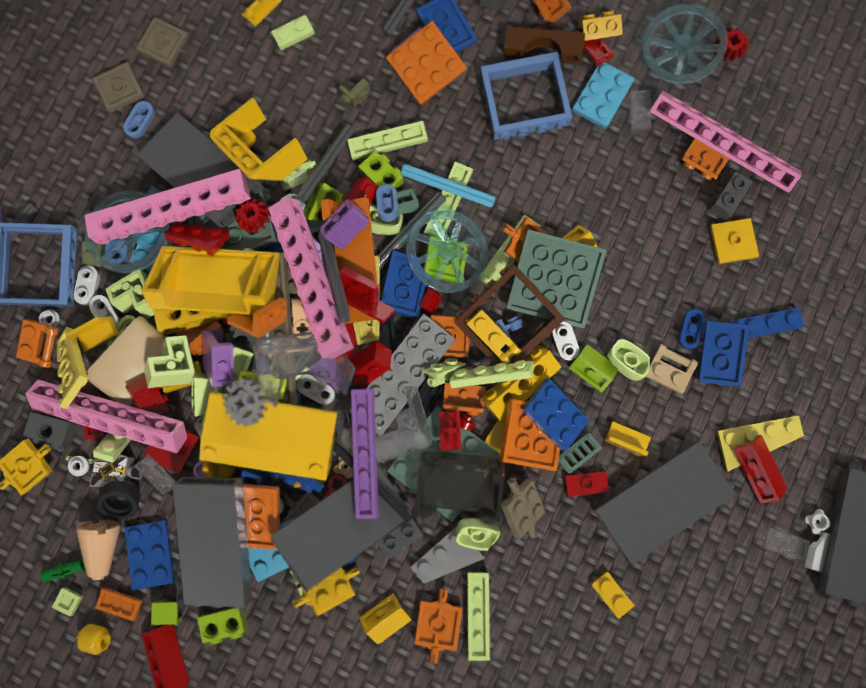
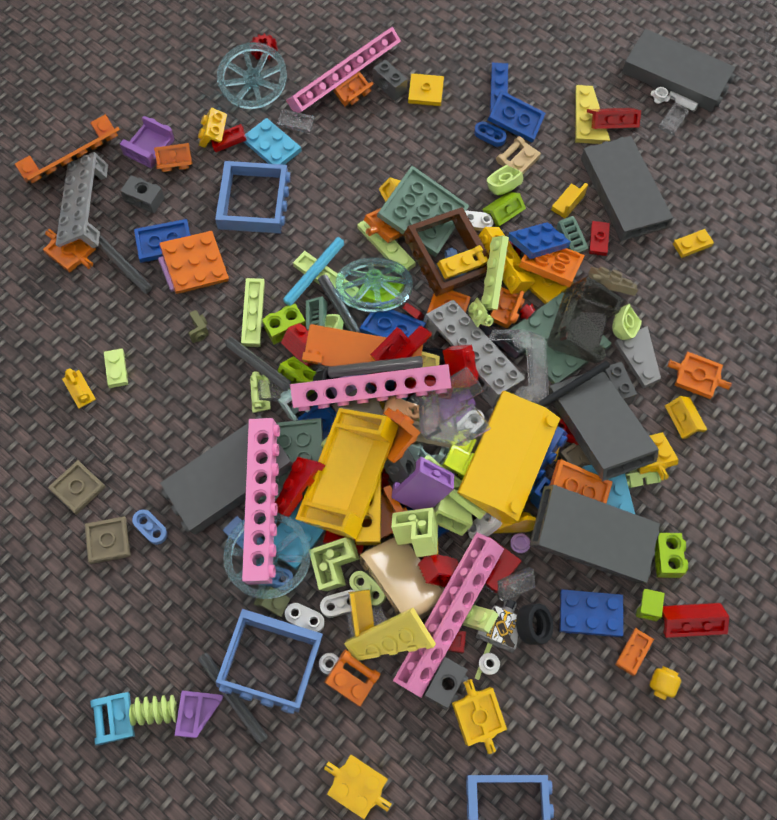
camera: 85 degrees left, 15 degrees down
(62, 570) = (591, 701): green pin -> none
(67, 601) = (623, 703): yellowish green plate -> none
(98, 546) = (574, 655): light nougat cone -> none
(235, 138) = (210, 434): yellow windscreen -> none
(245, 402) = (473, 462): light grey gear -> none
(252, 216) = (292, 424): red gear -> none
(344, 224) = (331, 344): medium lavender brick -> none
(364, 454) = (543, 380): medium lavender plate -> none
(387, 206) = (320, 315): medium blue plate -> none
(450, 431) = (535, 318): red hips -> none
(478, 616) = (695, 342): yellowish green plate -> none
(521, 41) = (222, 150): reddish brown arch -> none

